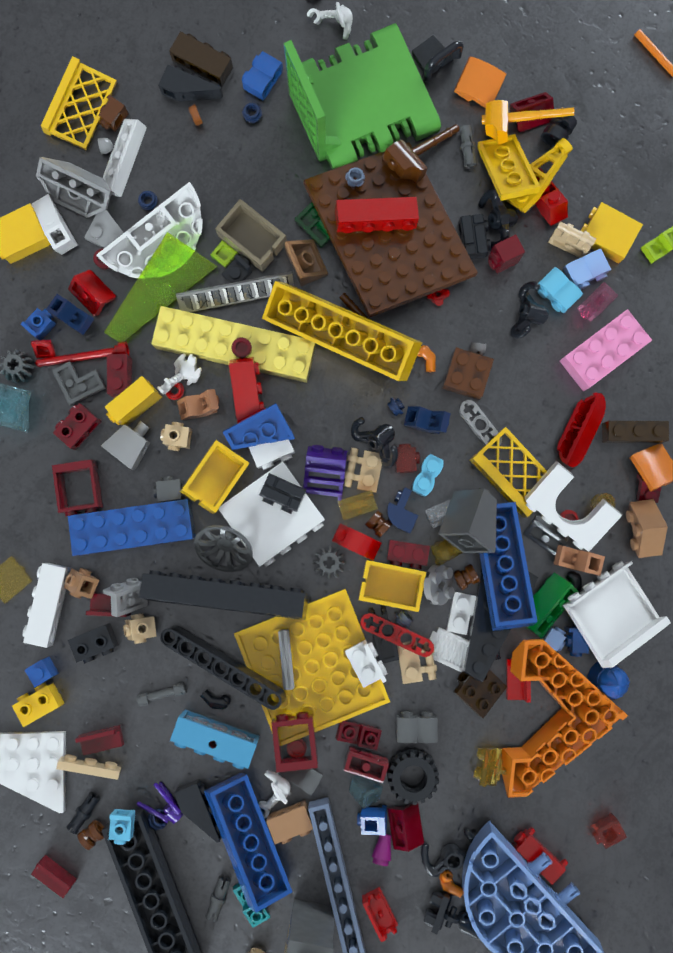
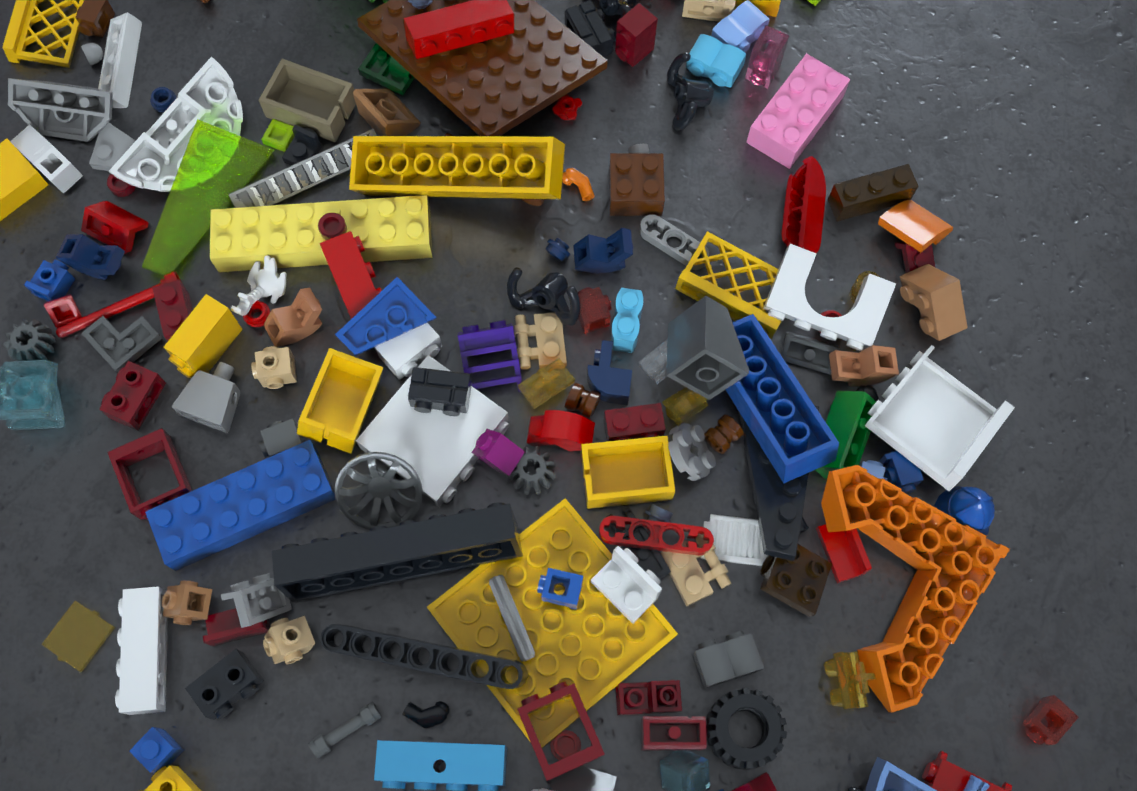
camera: 20 degrees left, 15 degrees down
(309, 547) = (497, 451): none -> magenta brick
(325, 659) = (571, 583): none -> blue brick
(460, 611) = (732, 485): white plate -> none

